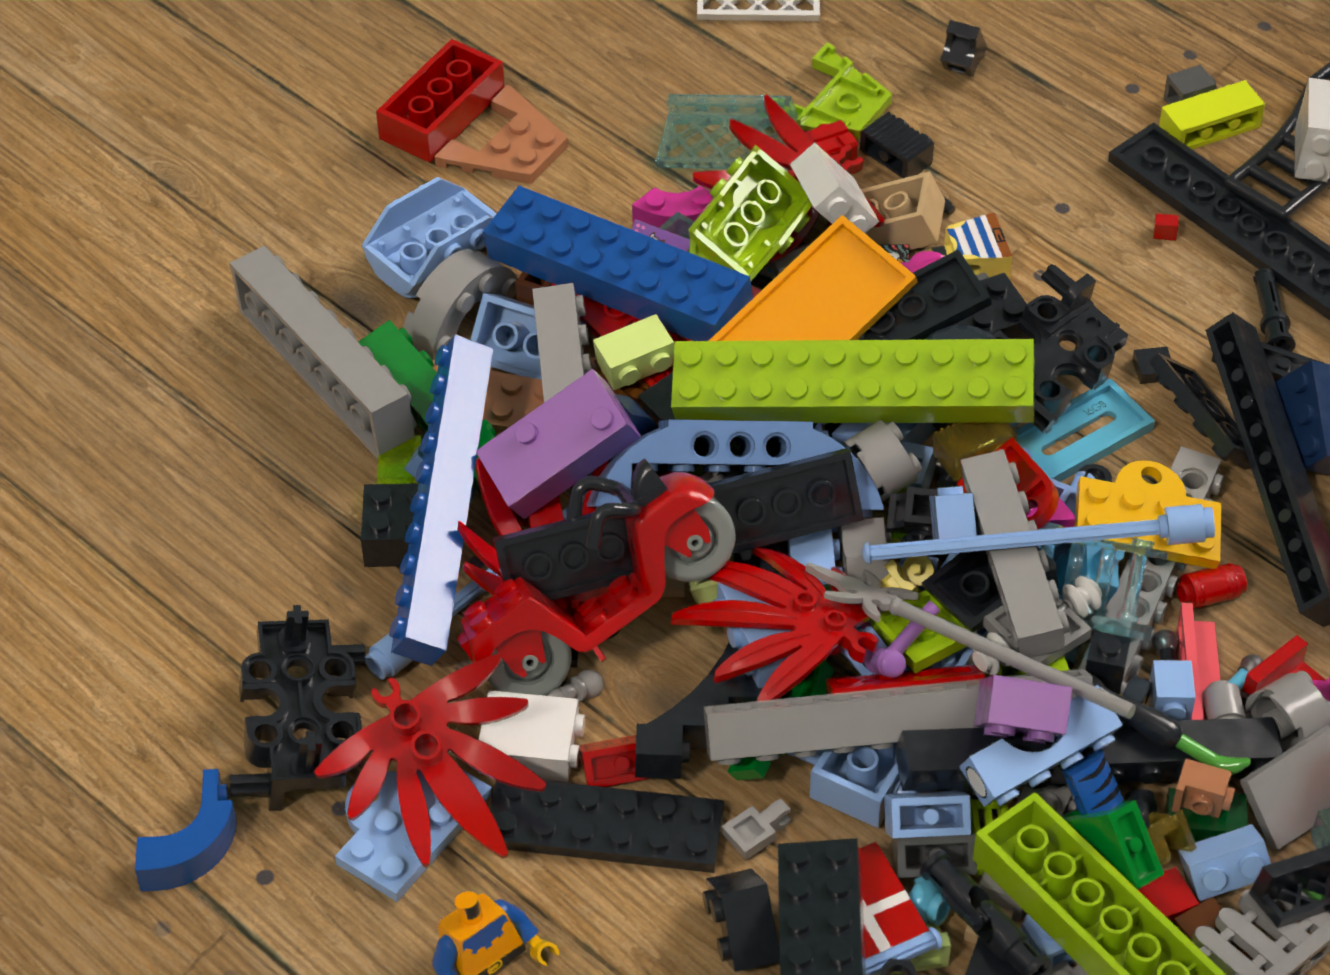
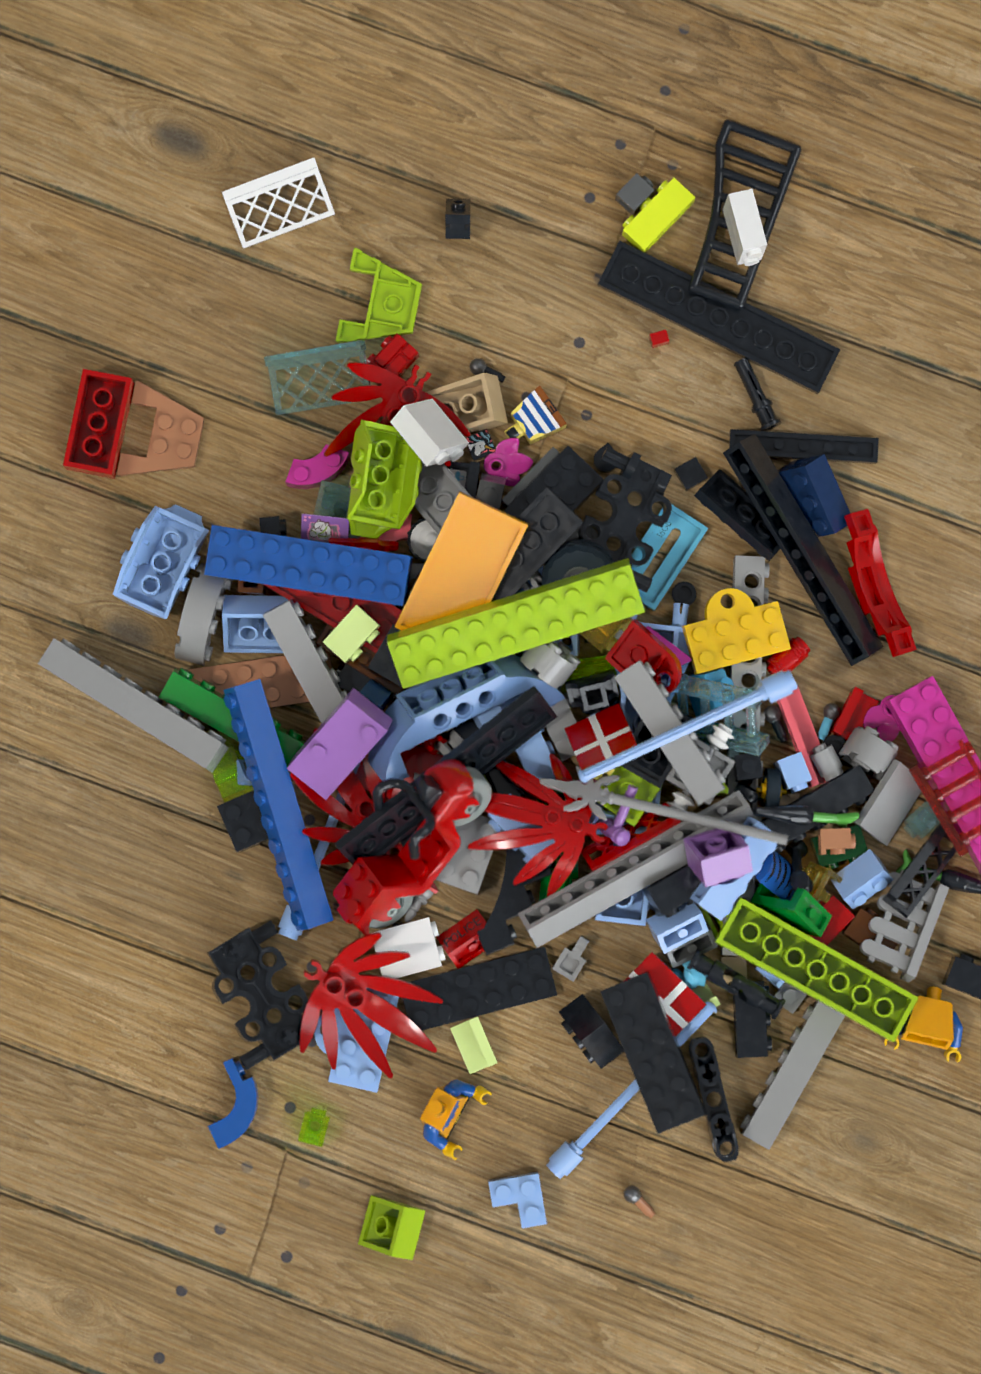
camera: 25 degrees left, 35 degrees up
(282, 902) = (310, 1136): none -> clear neon green brick
(565, 887) = (473, 1045): none -> yellowish green panel
(662, 660) = (468, 866): none -> light grey brick
(897, 145) = (444, 334): black brick -> none
(952, 513) = (620, 712): light blue brick -> none

